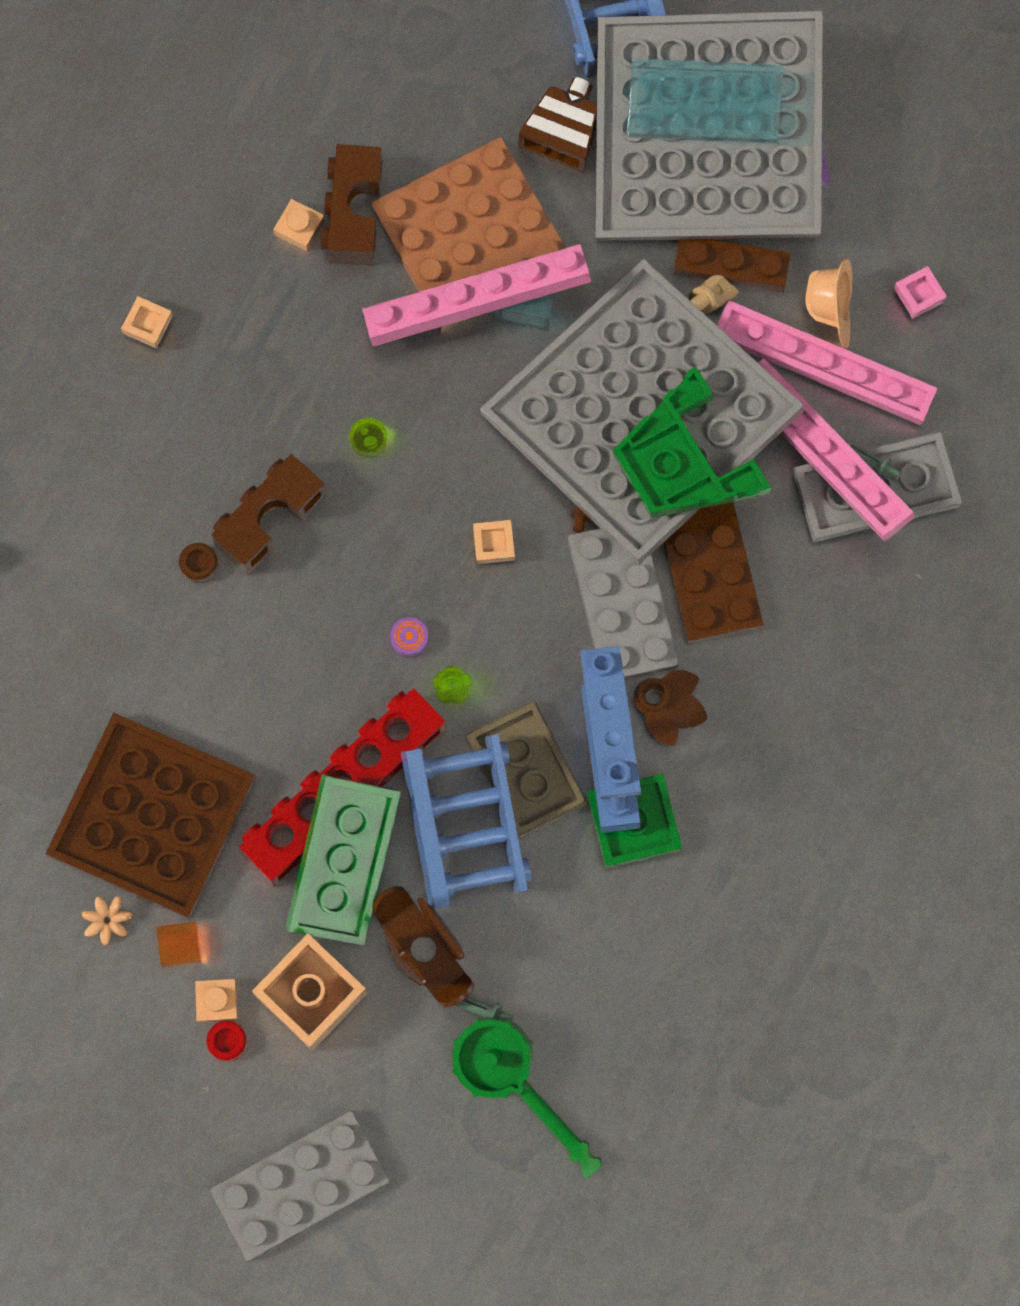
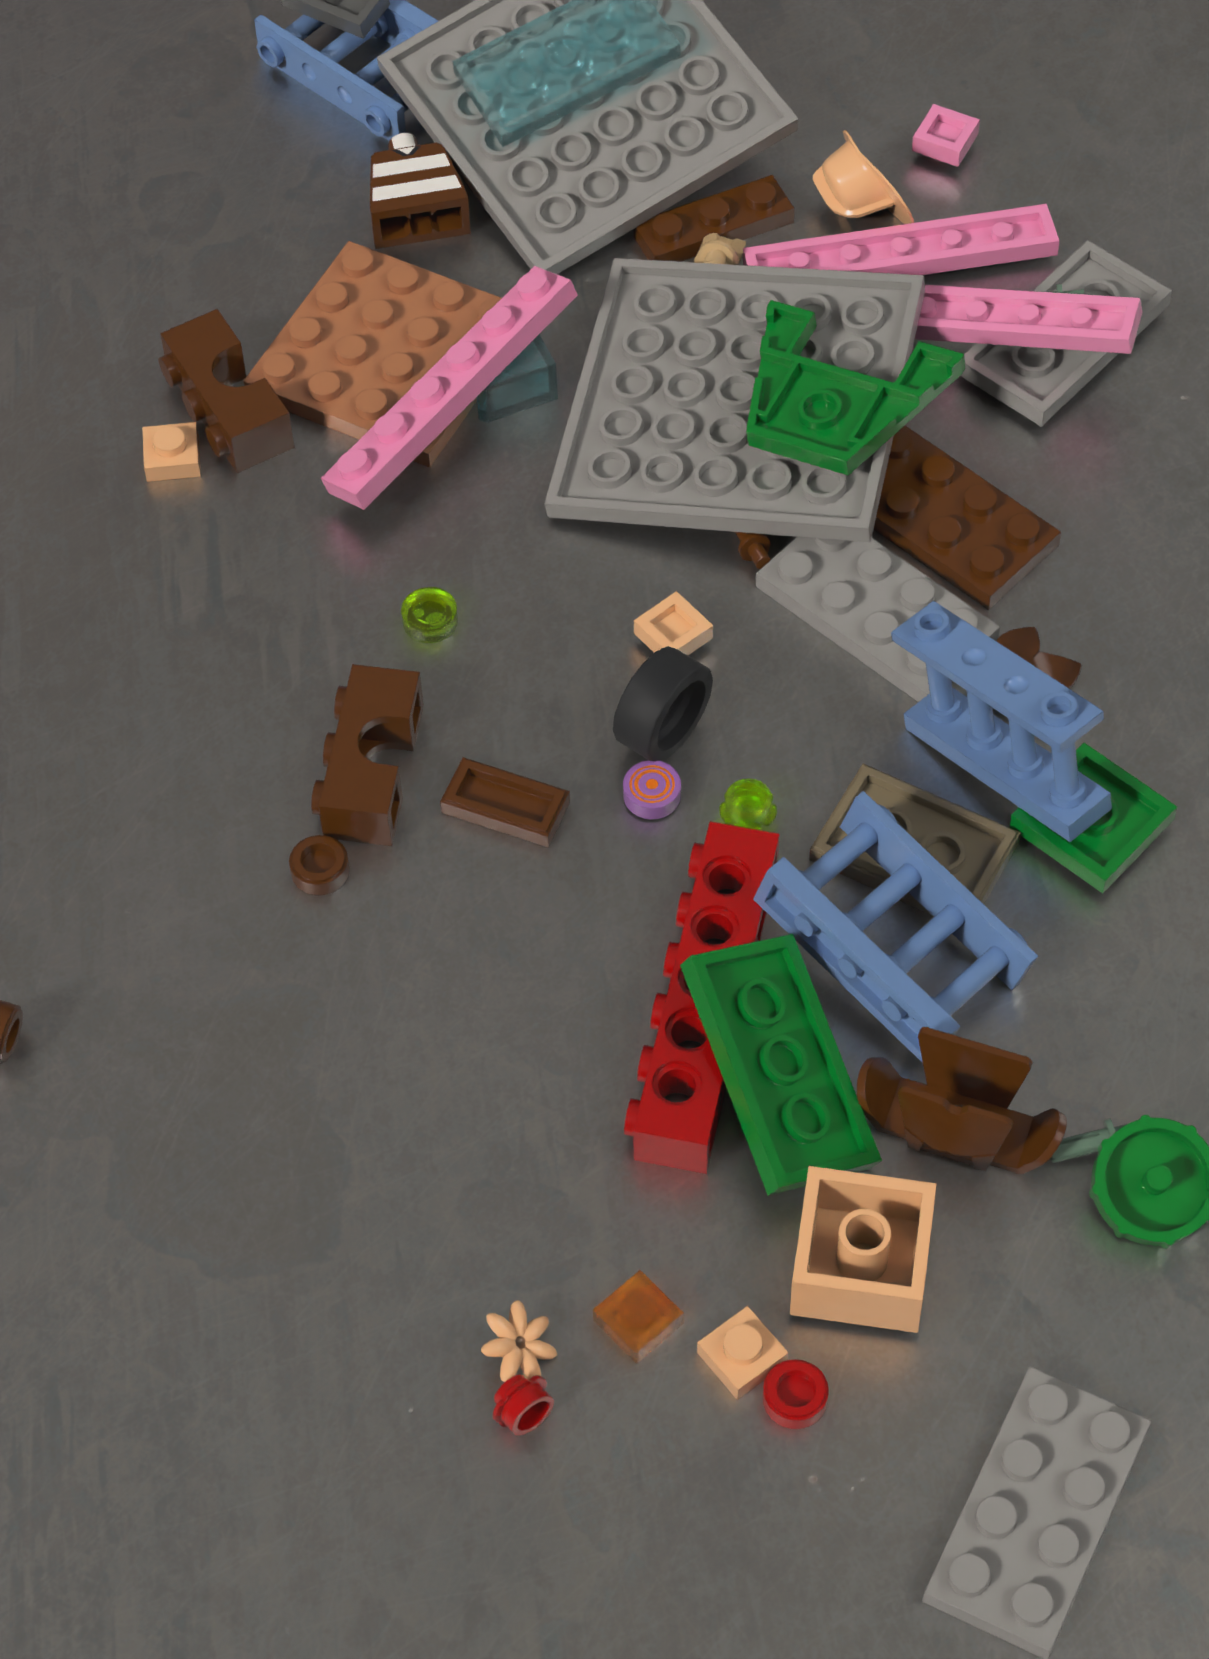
camera: 30 degrees left, 20 degrees down
(86, 953) = (522, 1404): none -> red plate
(147, 322) = (55, 644): light nougat plate -> none
(151, 815) = (482, 1183): reddish brown plate -> none
(325, 590) = (505, 802): none -> reddish brown tile
(443, 594) = (662, 704): none -> black tyre

